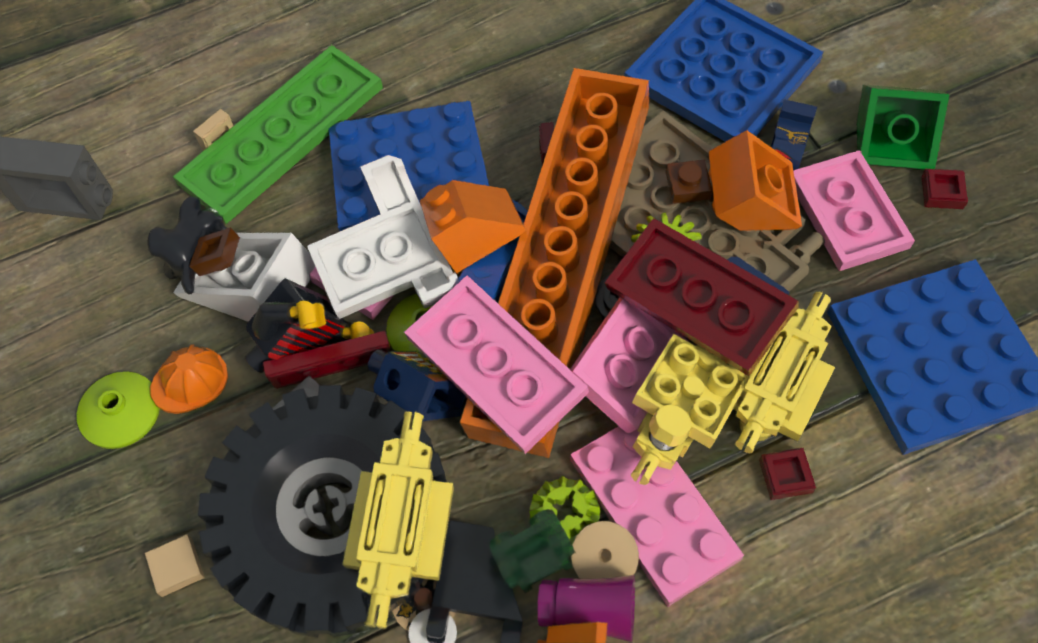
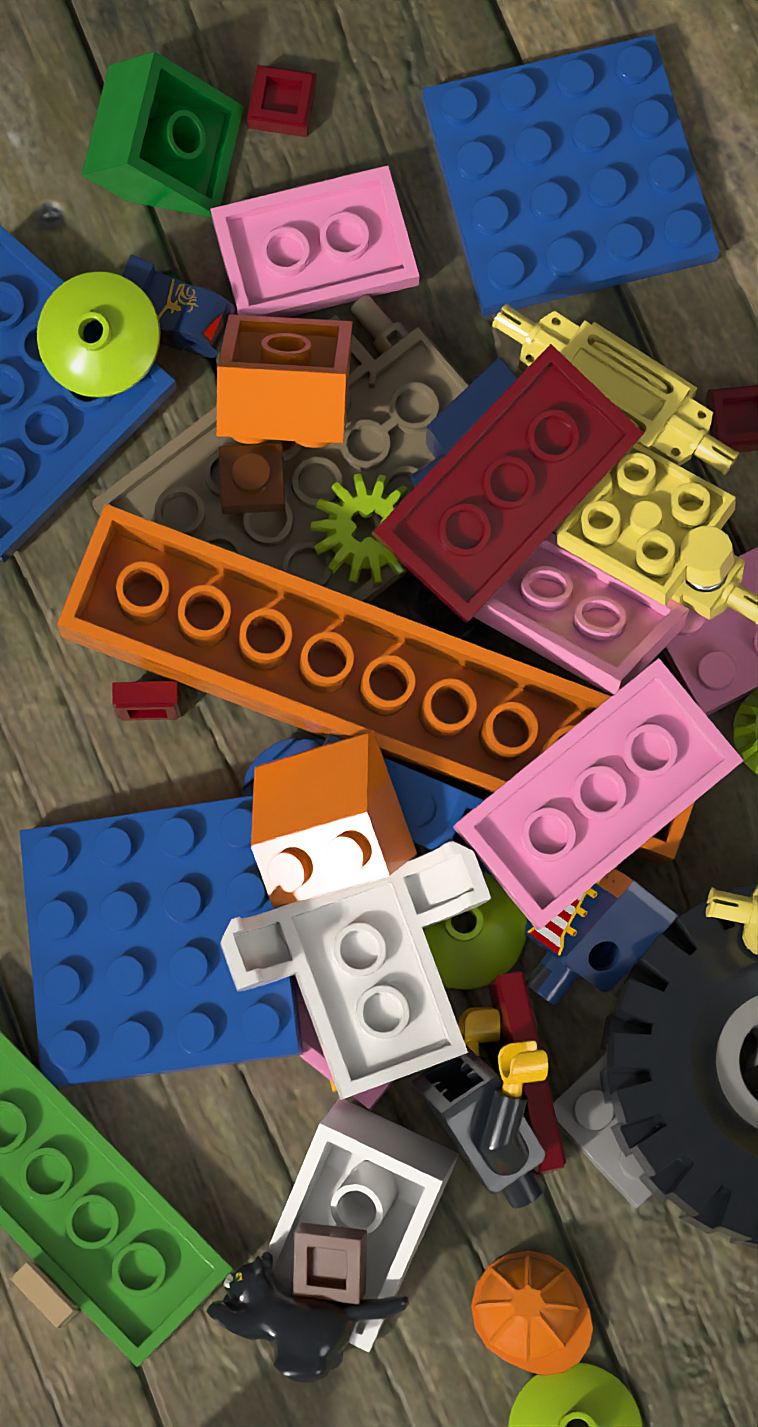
camera: 90 degrees left, 15 degrees up
(764, 98) = (127, 342): none -> lime dish

